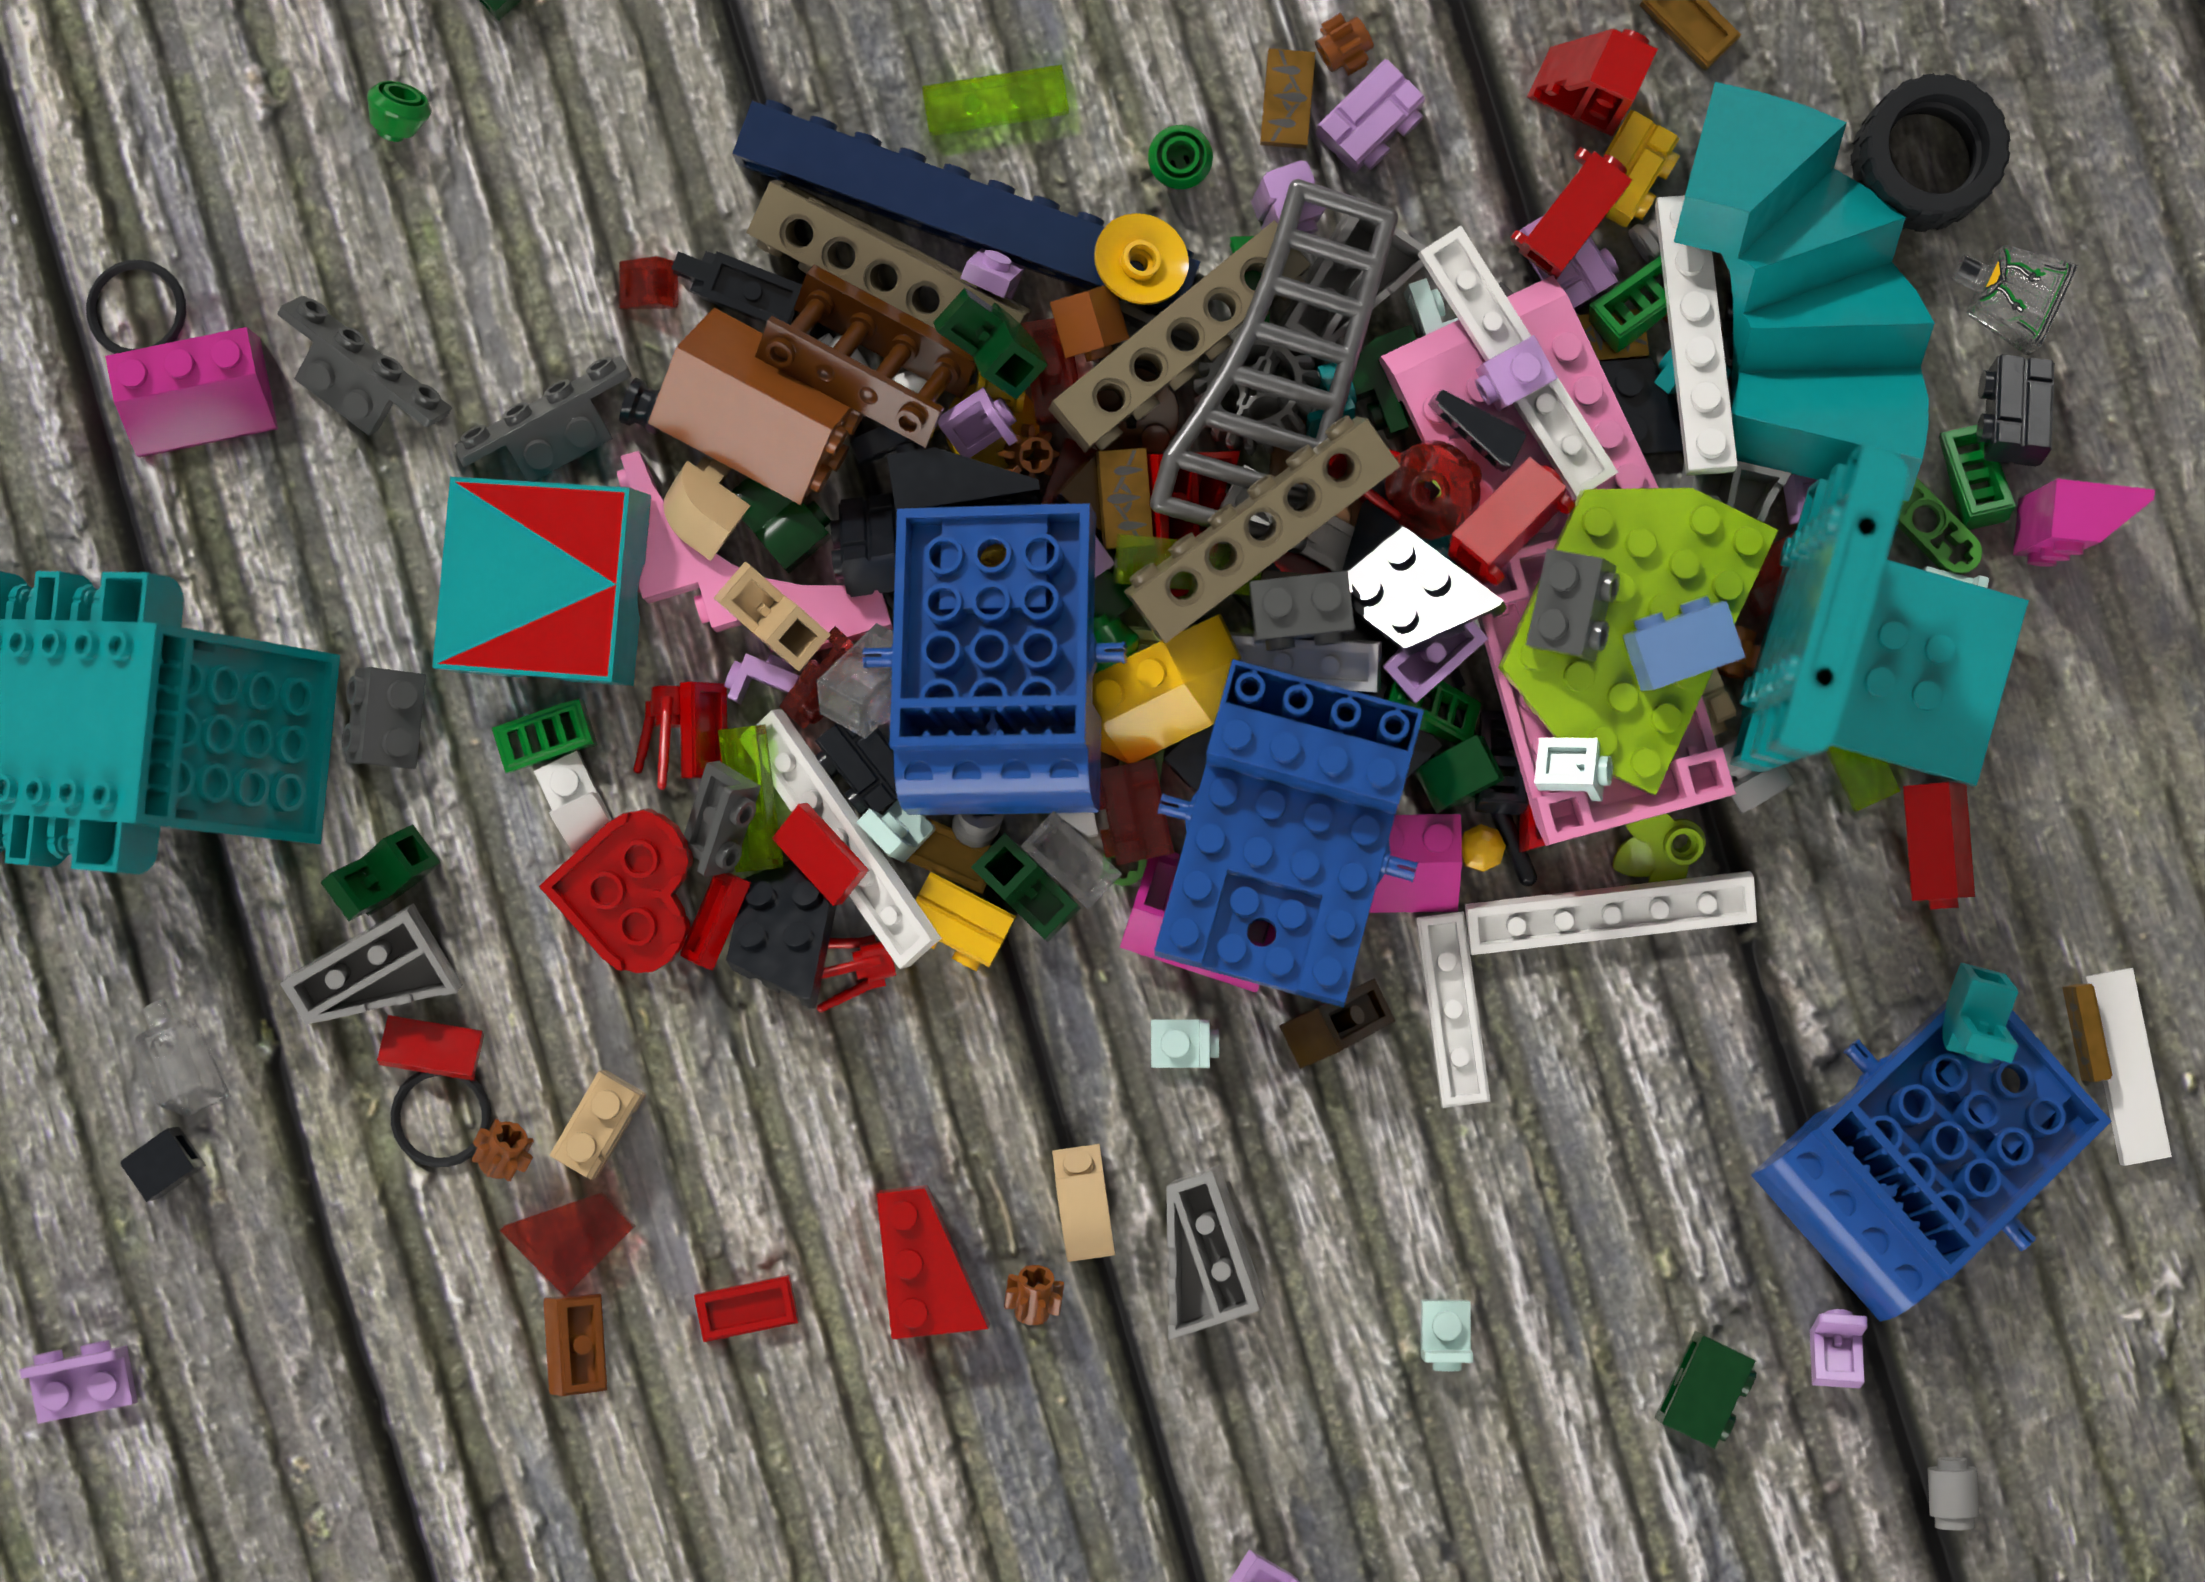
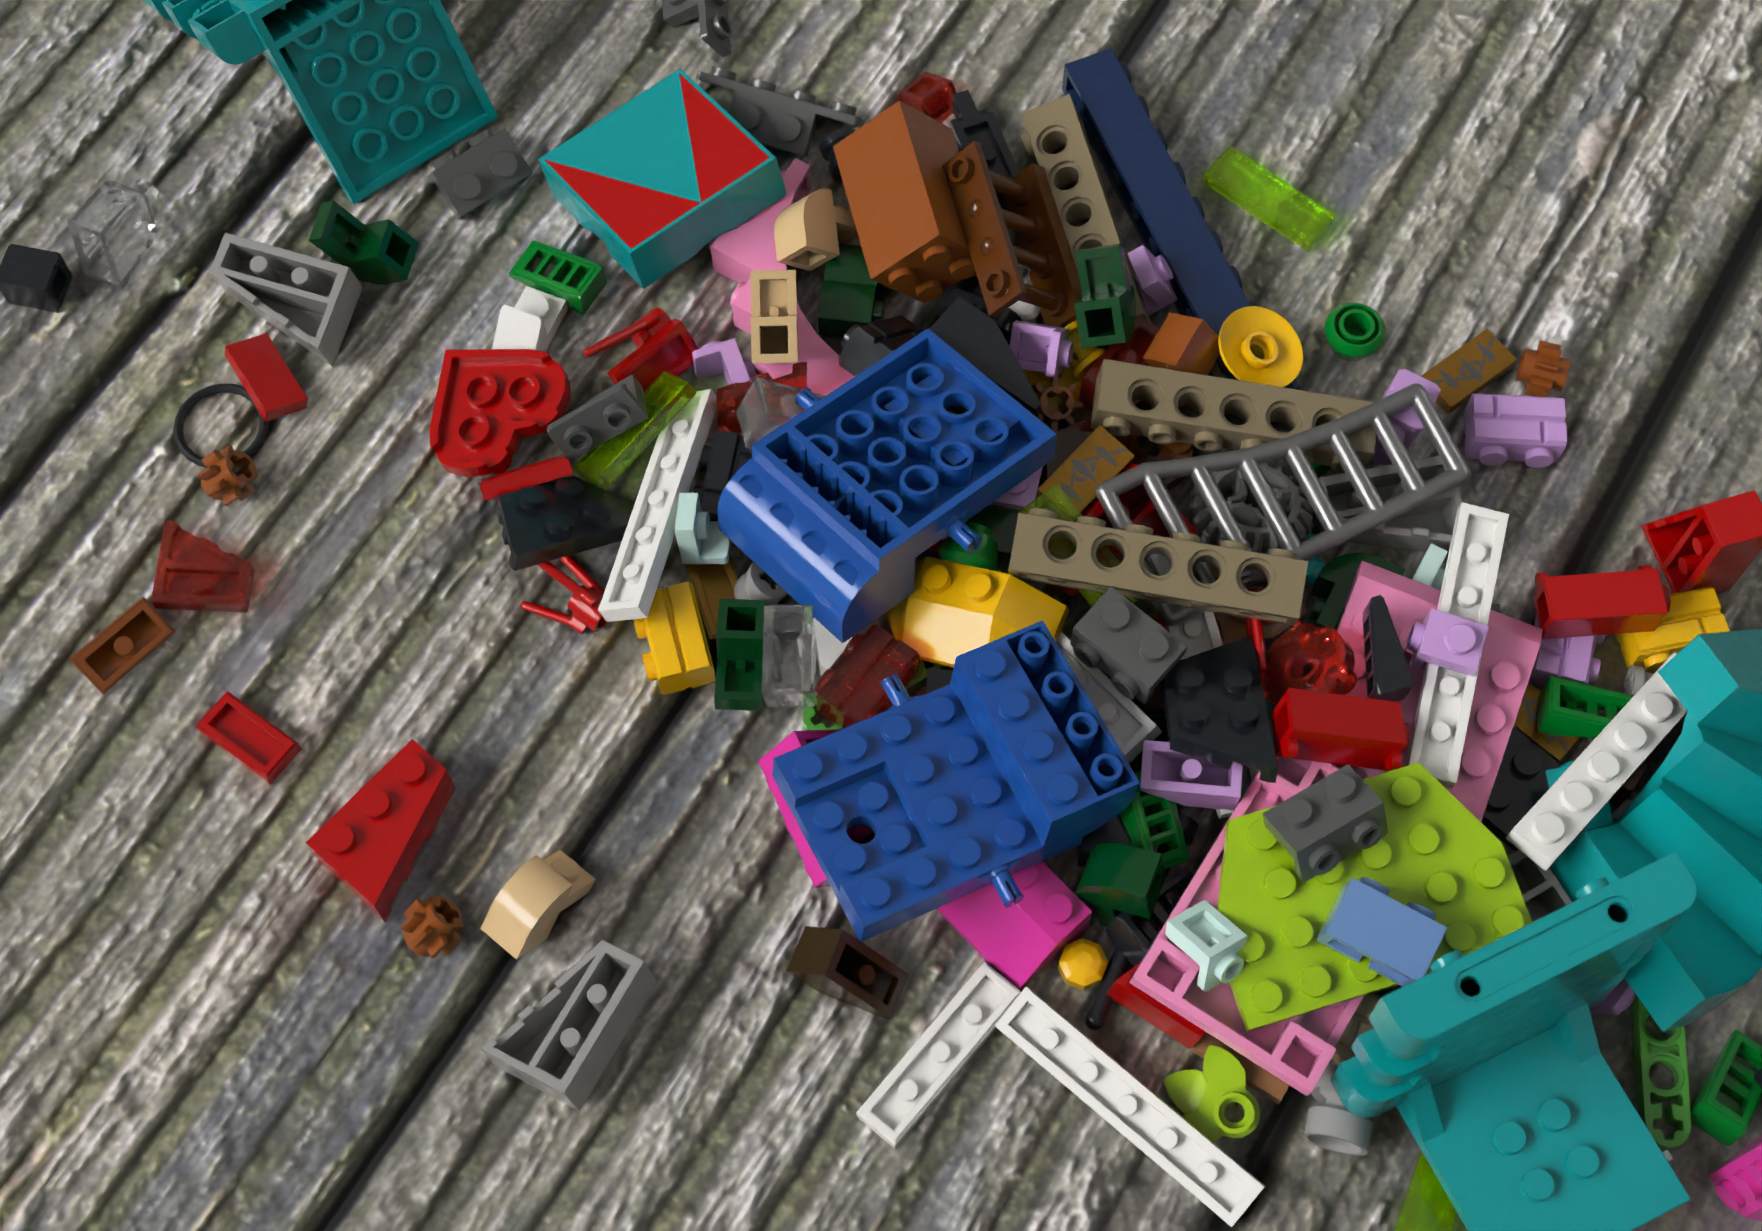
camera: 50 degrees right, 20 degrees down
(597, 1124) = (302, 521): tan brick -> none
(820, 854) = (634, 495): red tile -> none
(1183, 1043) = (728, 874): light aqua bracket -> none

